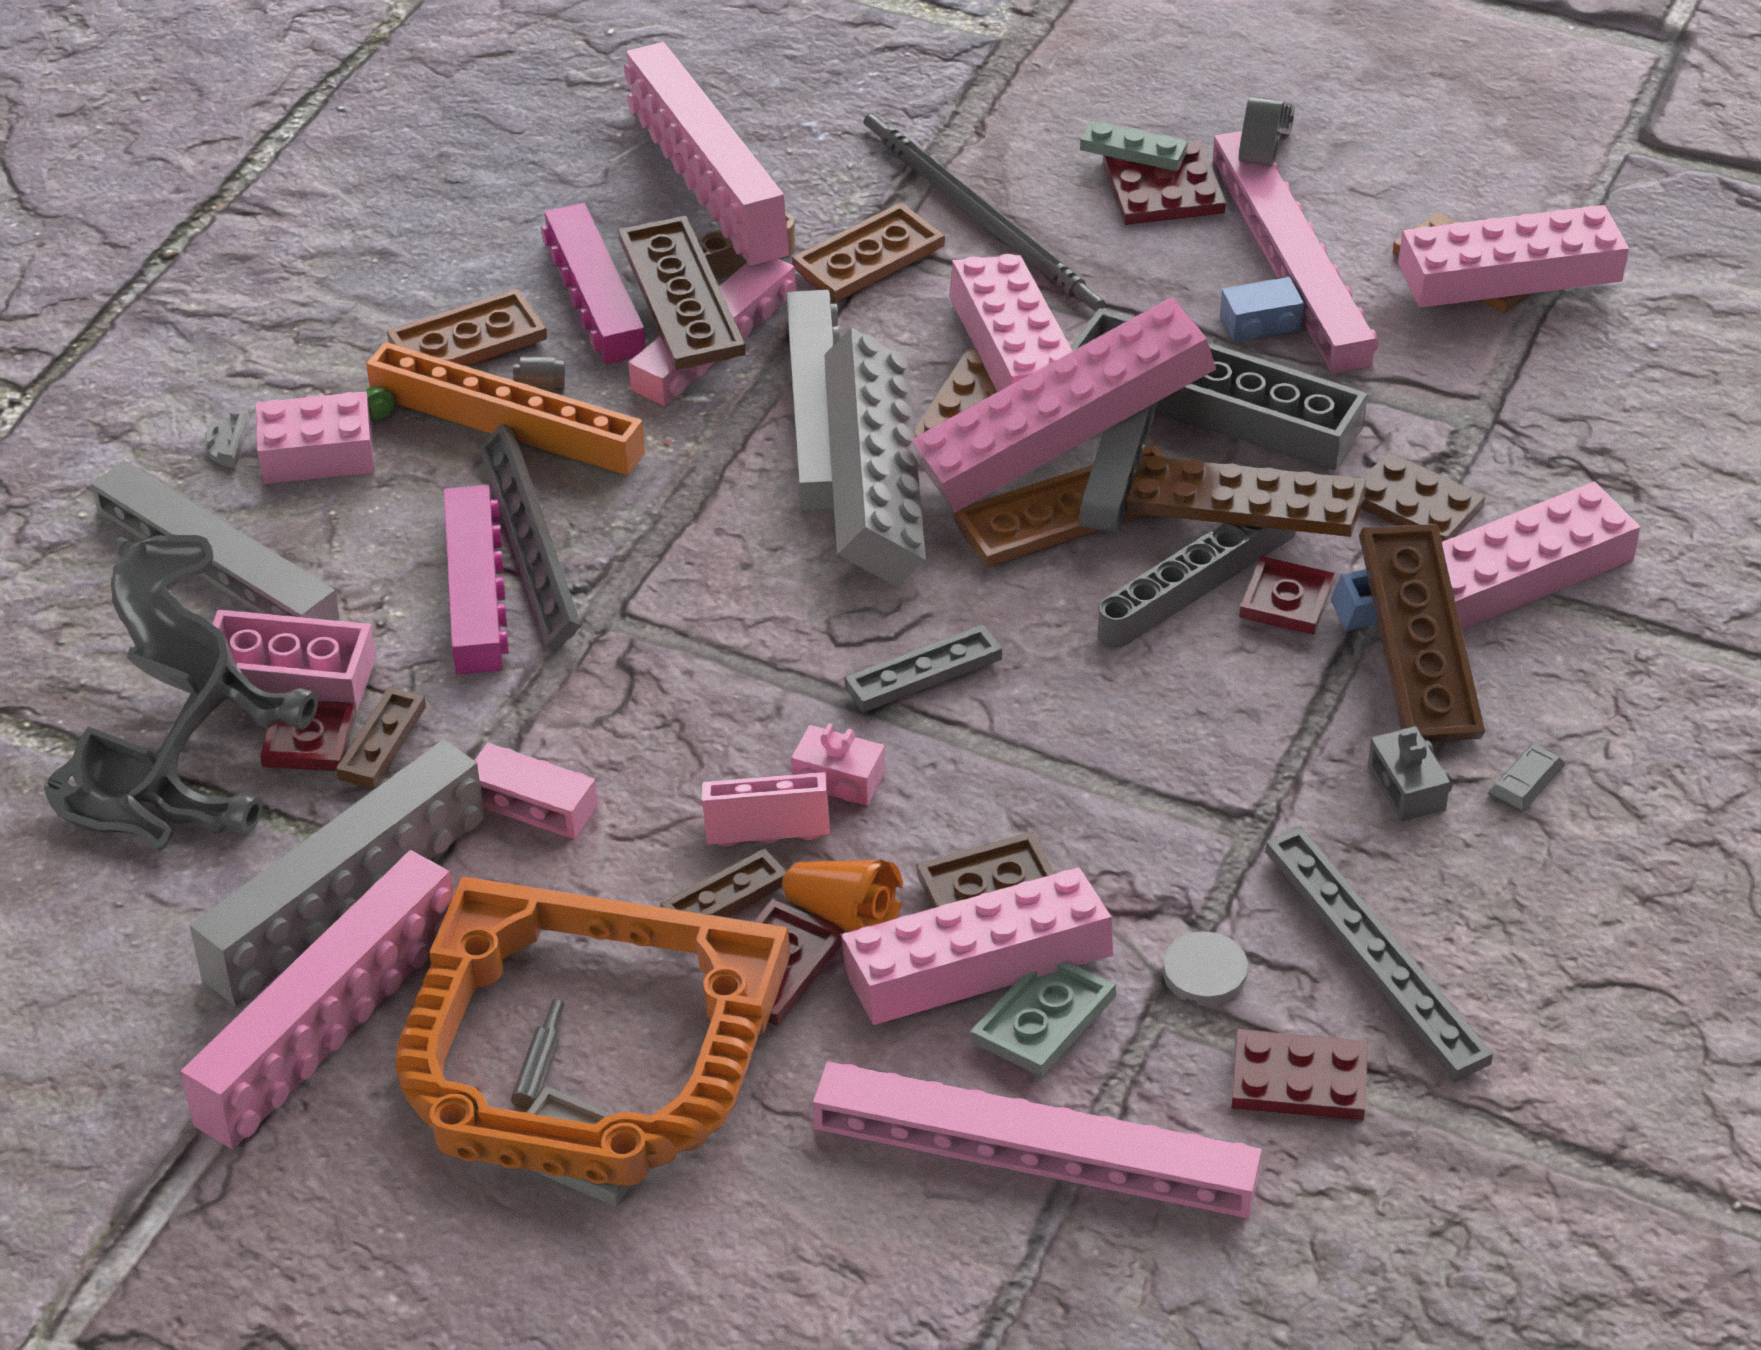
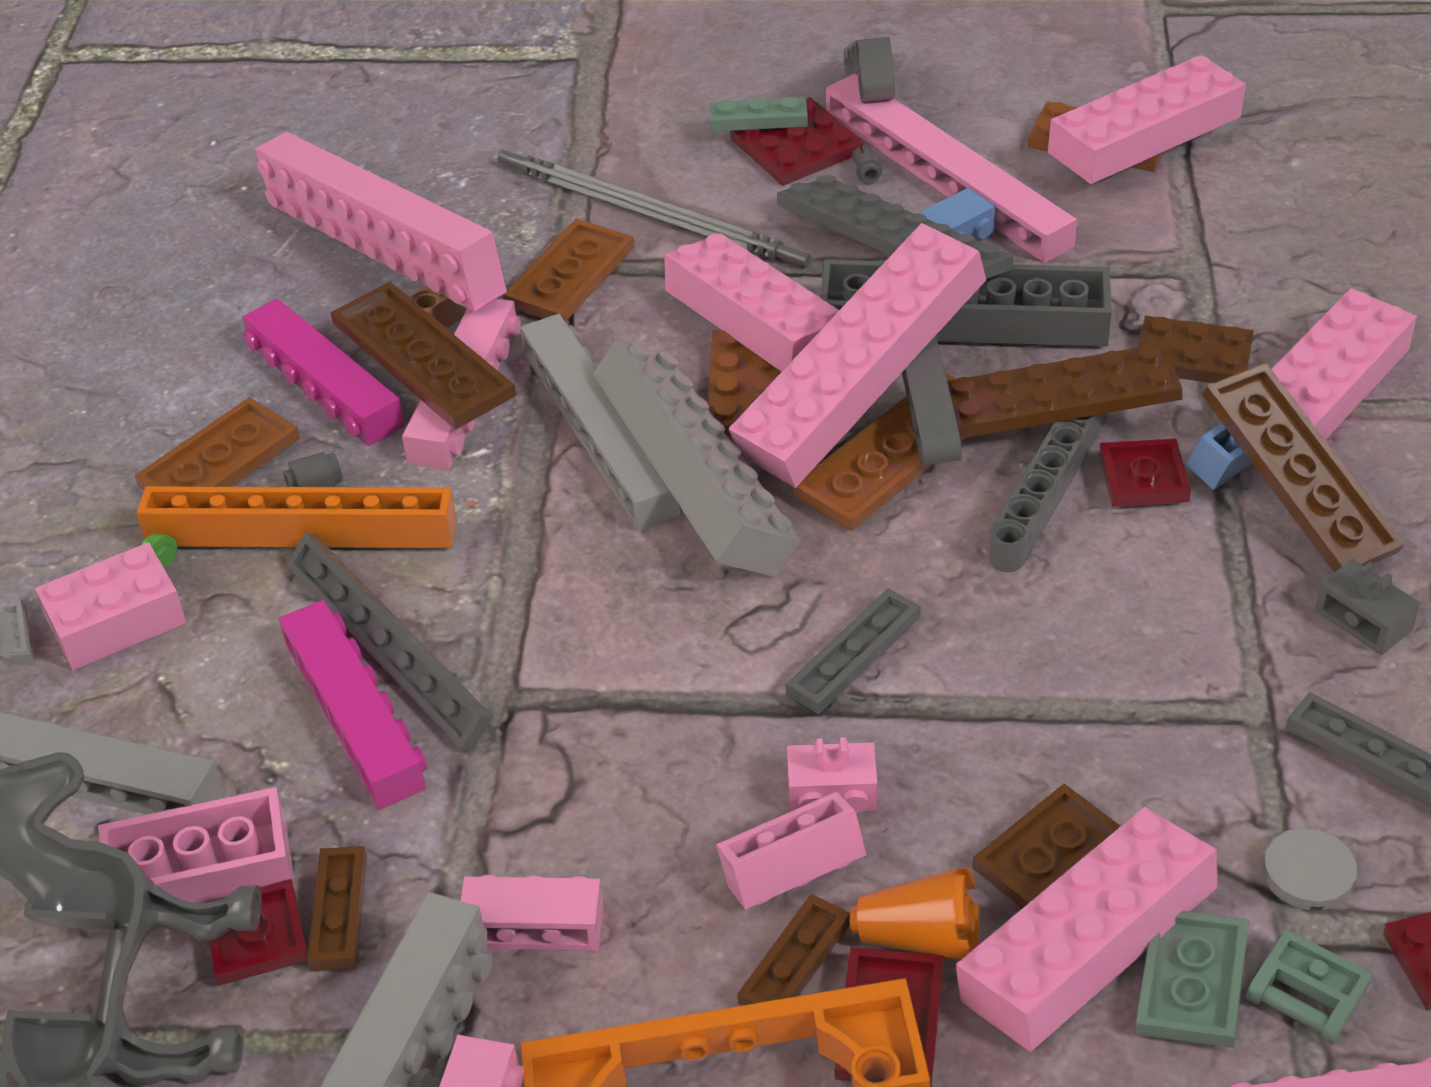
camera: 20 degrees left, 0 degrees up
(1147, 1044) = (1315, 974): none -> sand green plate
(1166, 270) = (874, 220): none -> dark grey plate
(1213, 230) = (868, 167): none -> dark grey pin

